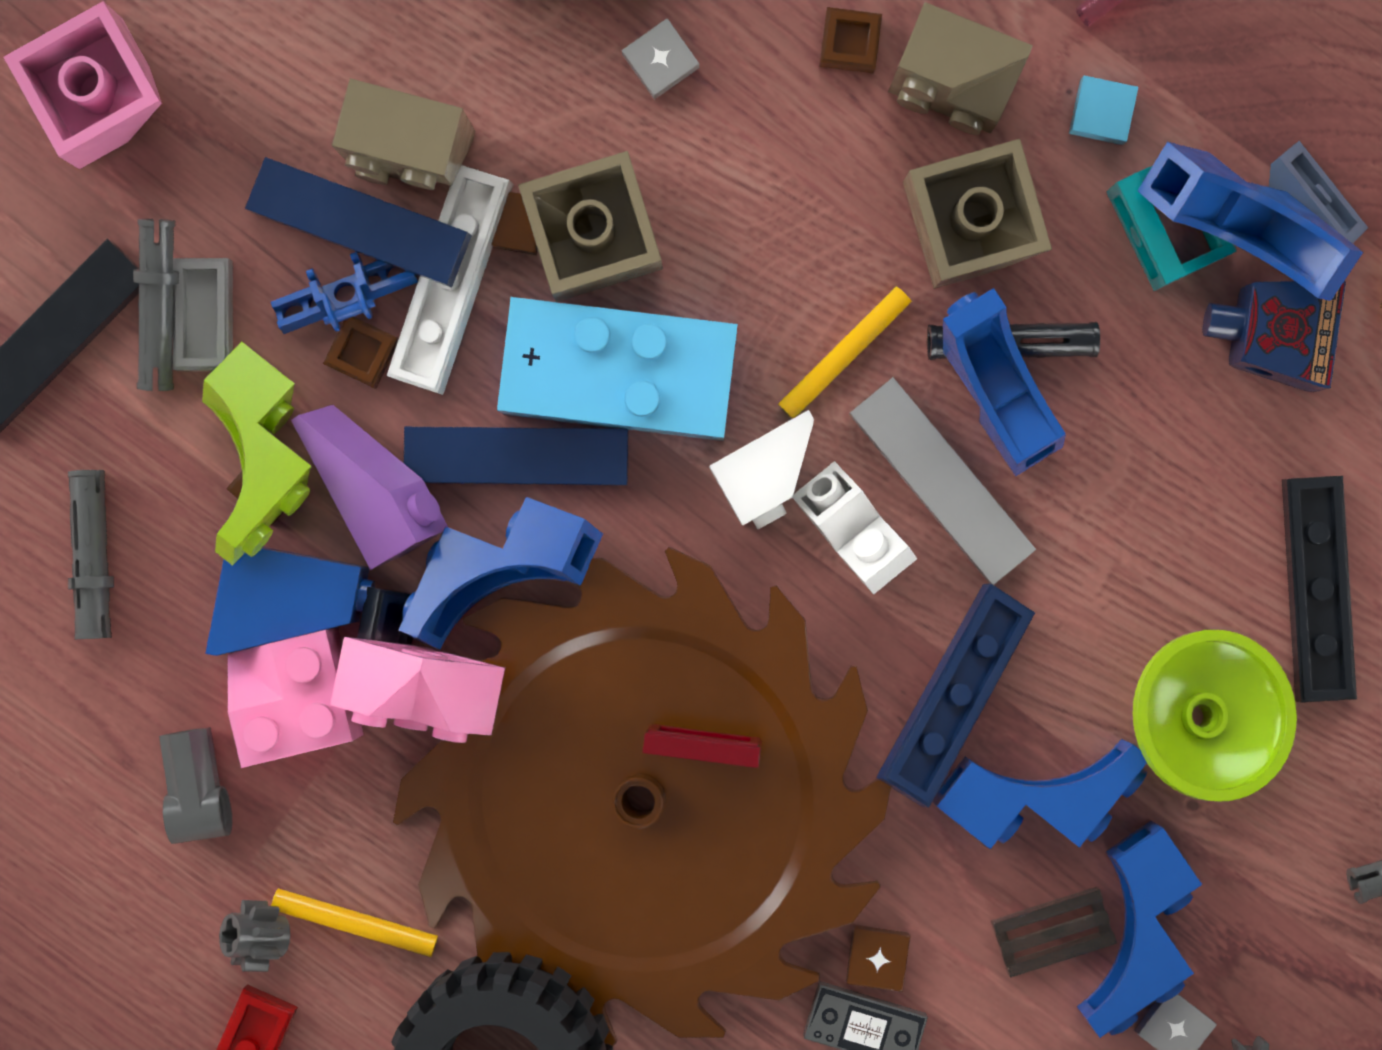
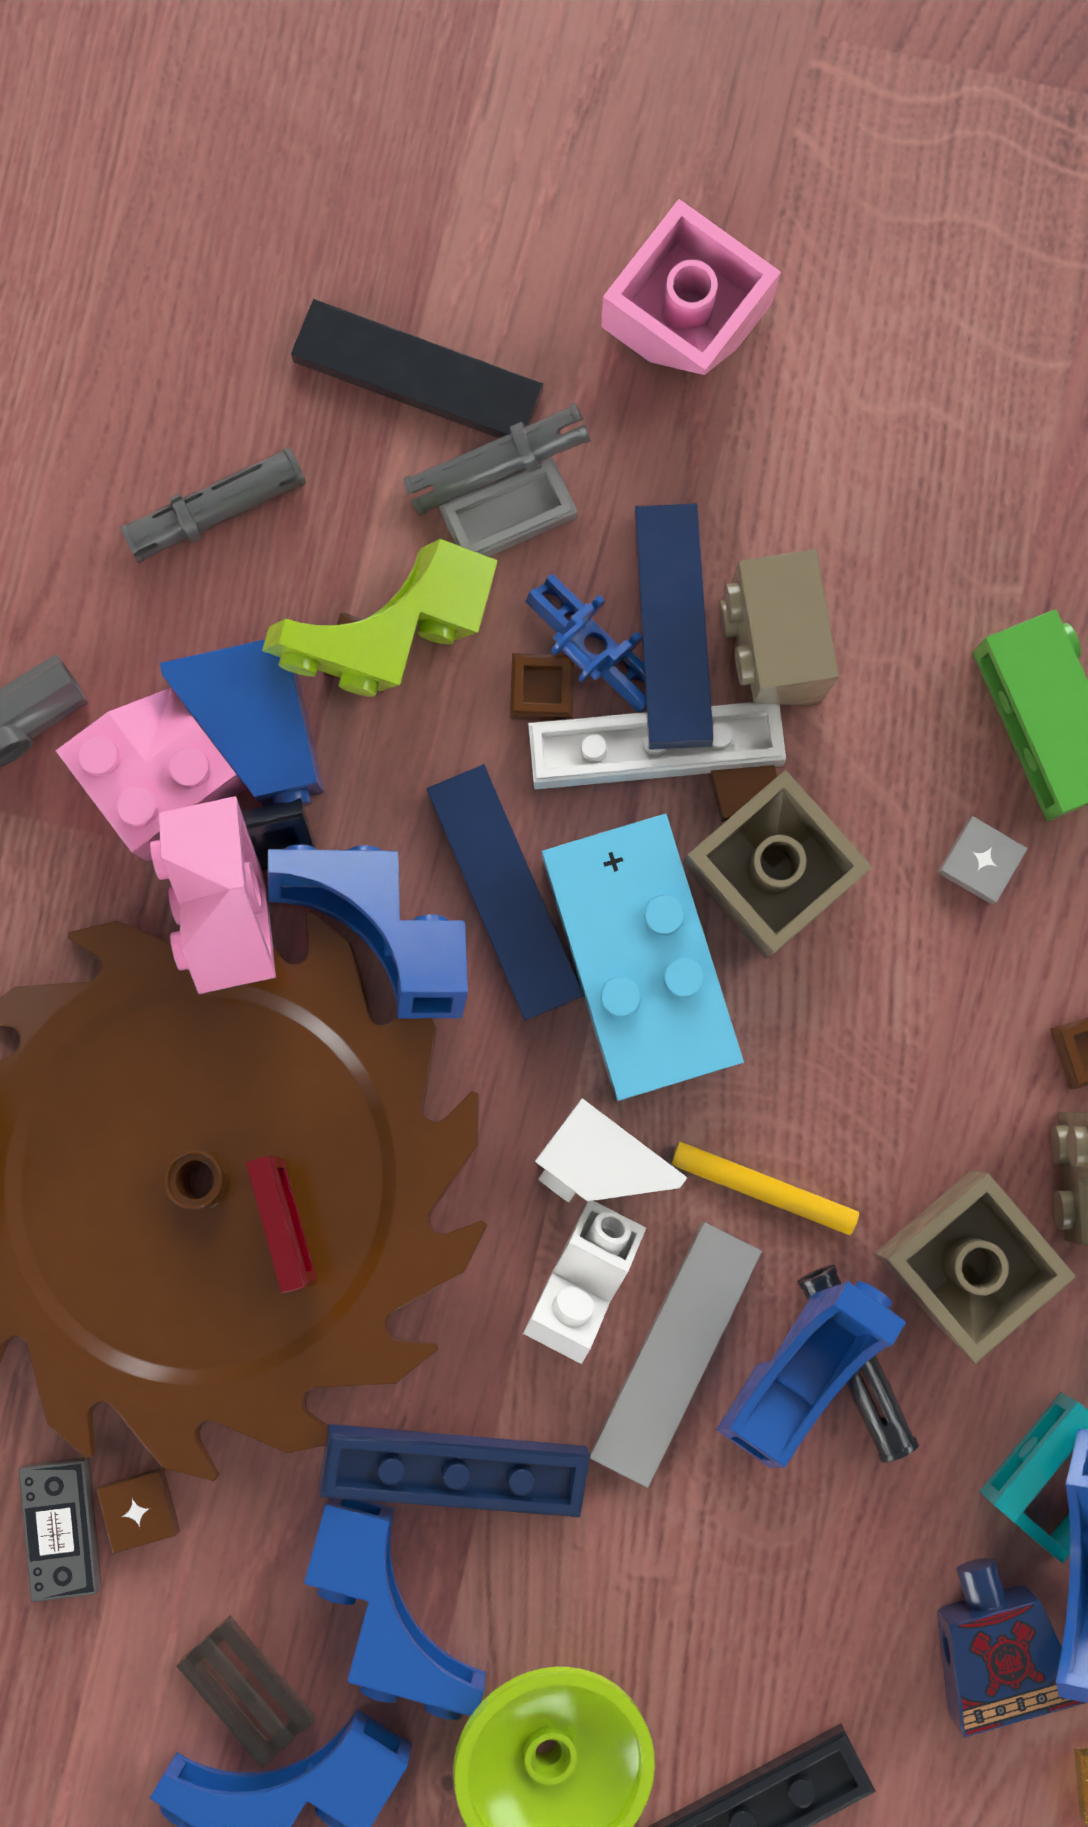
camera: 65 degrees right, 5 degrees down
(373, 490) = (404, 760): medium lavender slope -> none

